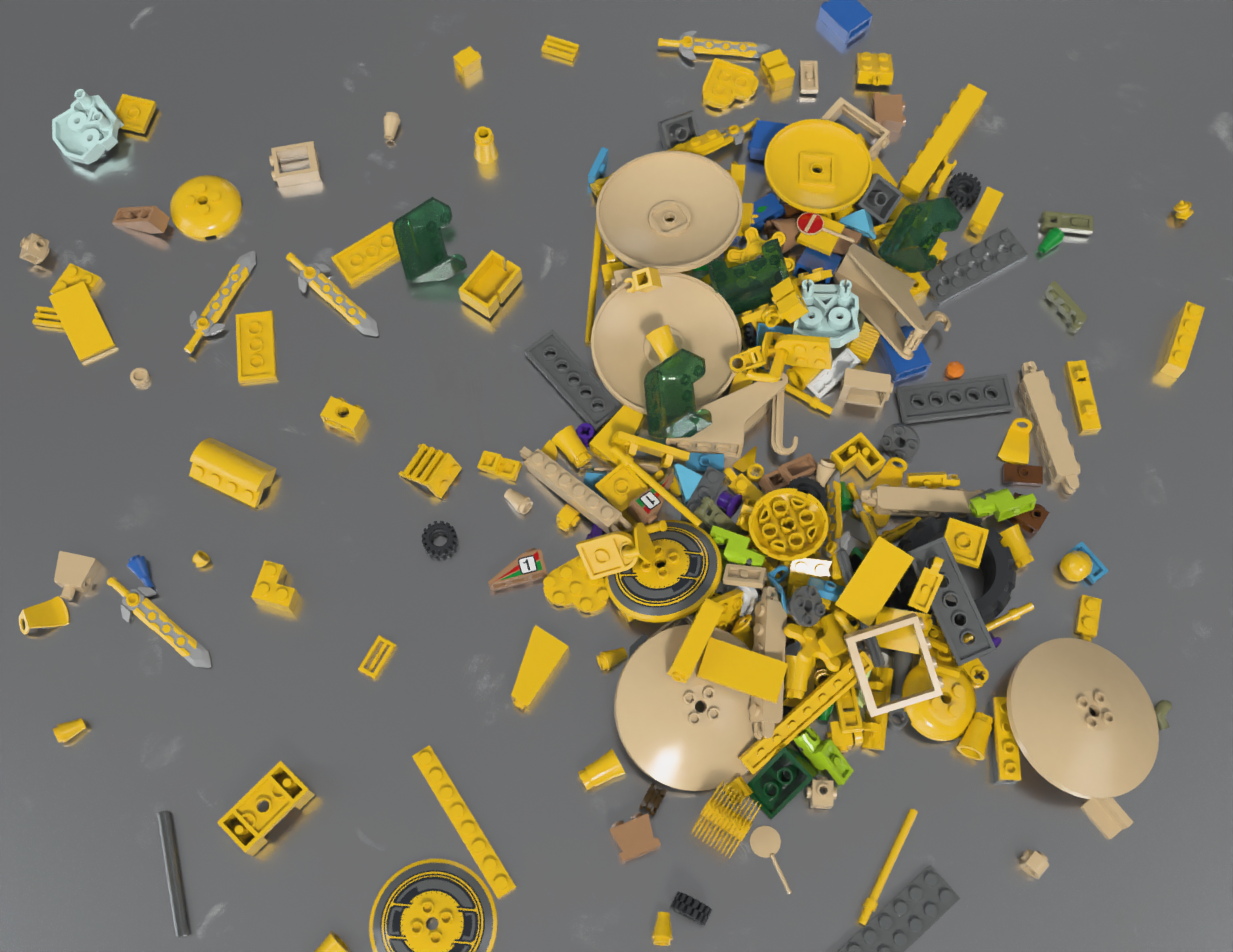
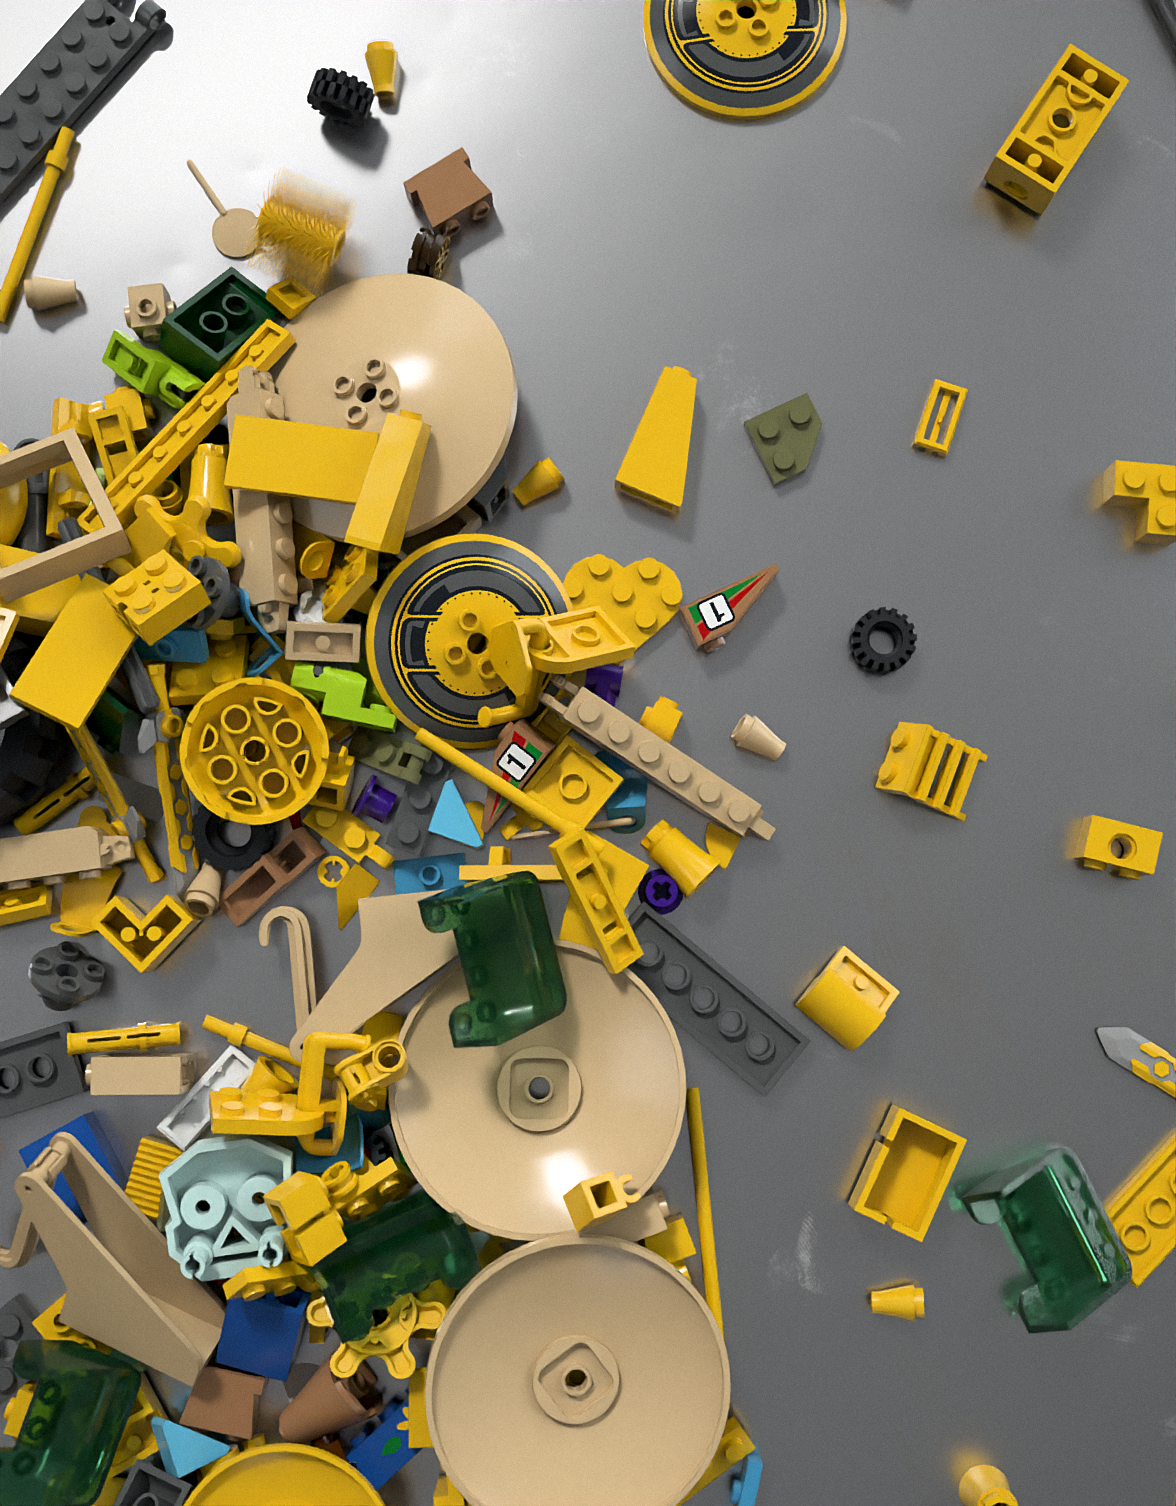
camera: 170 degrees right, 15 degrees up
(464, 822) = (732, 179): yellow plate -> none
(466, 660) = (785, 437): none -> olive plate
(499, 466) = (807, 802): yellow slope -> none
(500, 366) = (848, 999): none -> yellow brick
(507, 232) = (899, 1302): none -> yellow cone
(601, 770) = (520, 290): yellow plant -> none
(621, 419) = (595, 900): none -> yellow hinge
(662, 342) = (537, 1071): yellow plant -> none
(812, 224) = (281, 1418): piece -> none
(823, 241) = (261, 1400): yellow tile -> none
(825, 595) = (157, 596): none -> yellow piece
(846, 499) = (158, 847): green cone -> none
(873, 407) = (140, 1039): none -> yellow pin
(881, 819) = (49, 292): none -> tan cone

